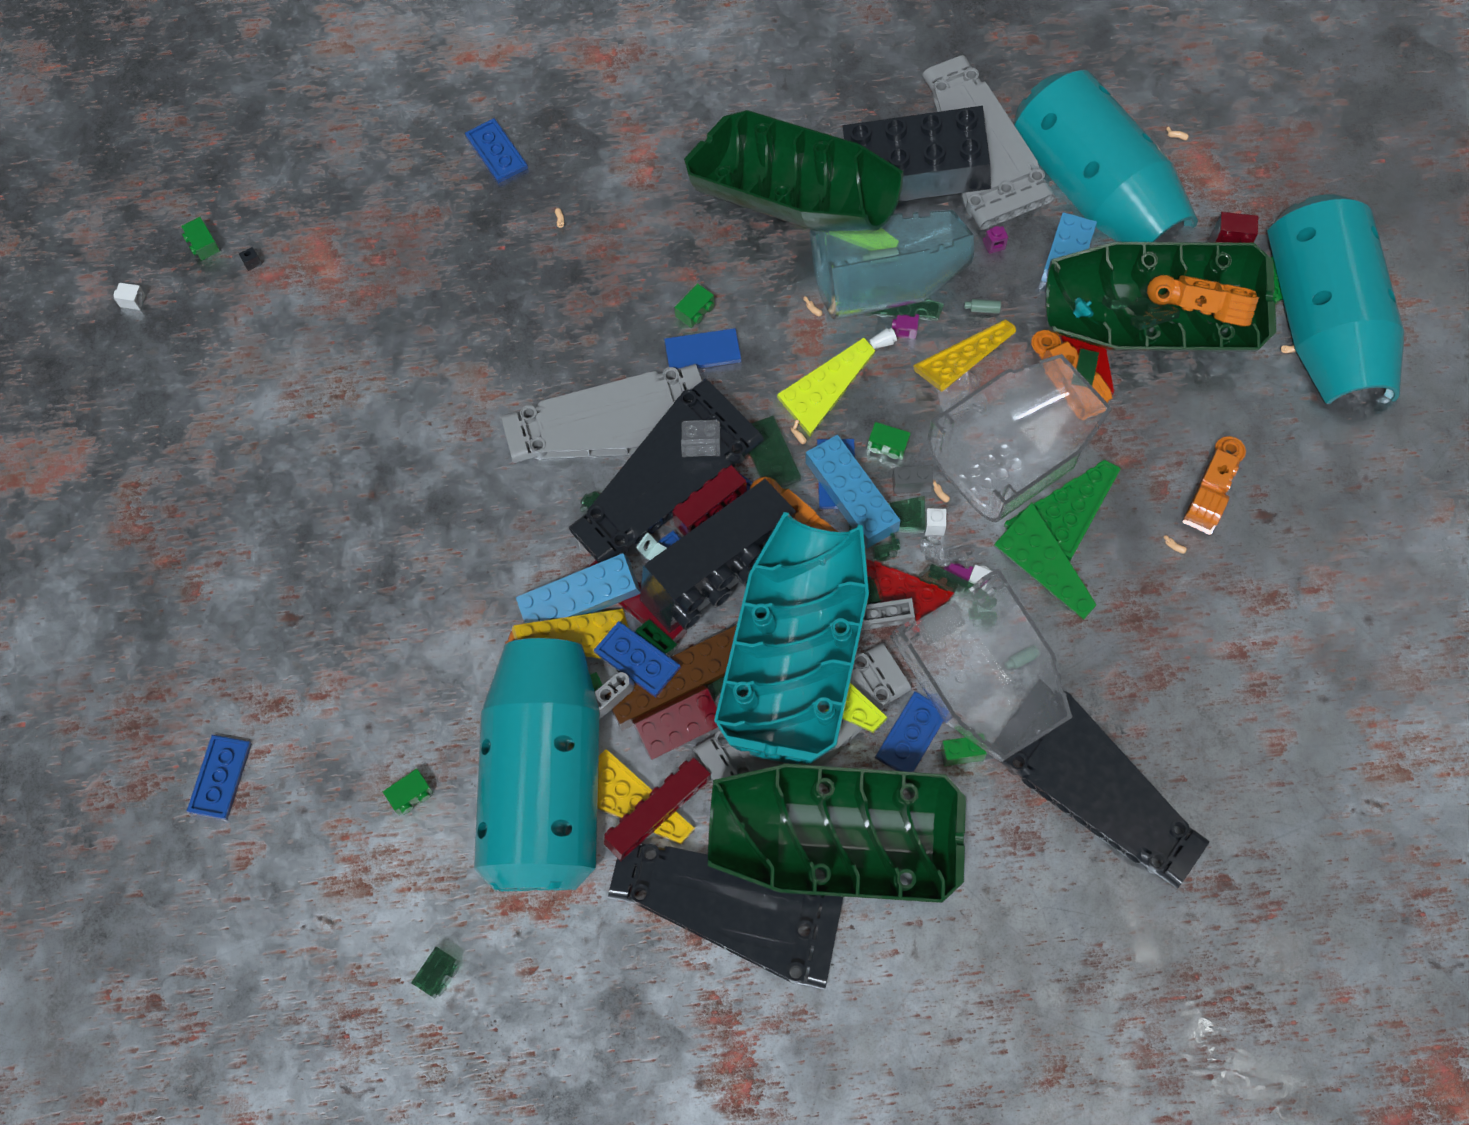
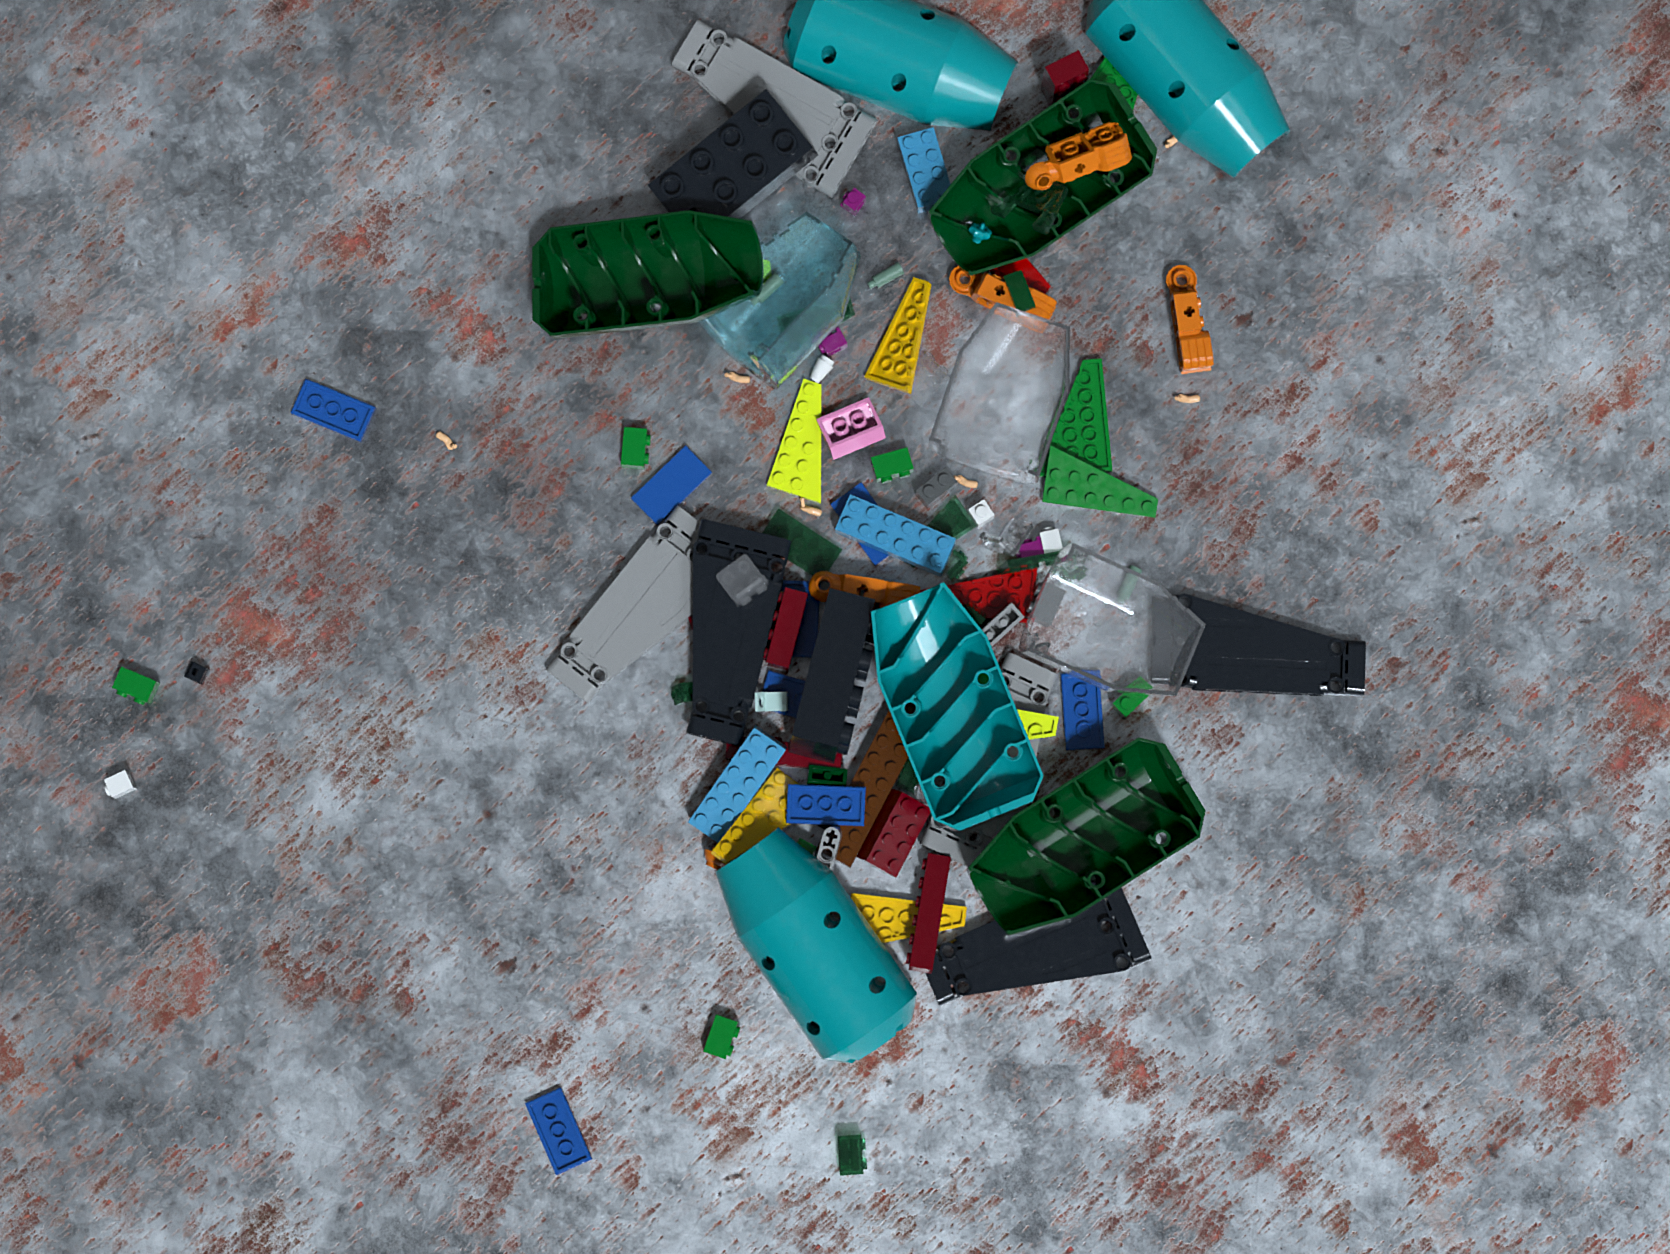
camera: 35 degrees left, 15 degrees up
(874, 393) = (851, 428): none -> bright pink slope

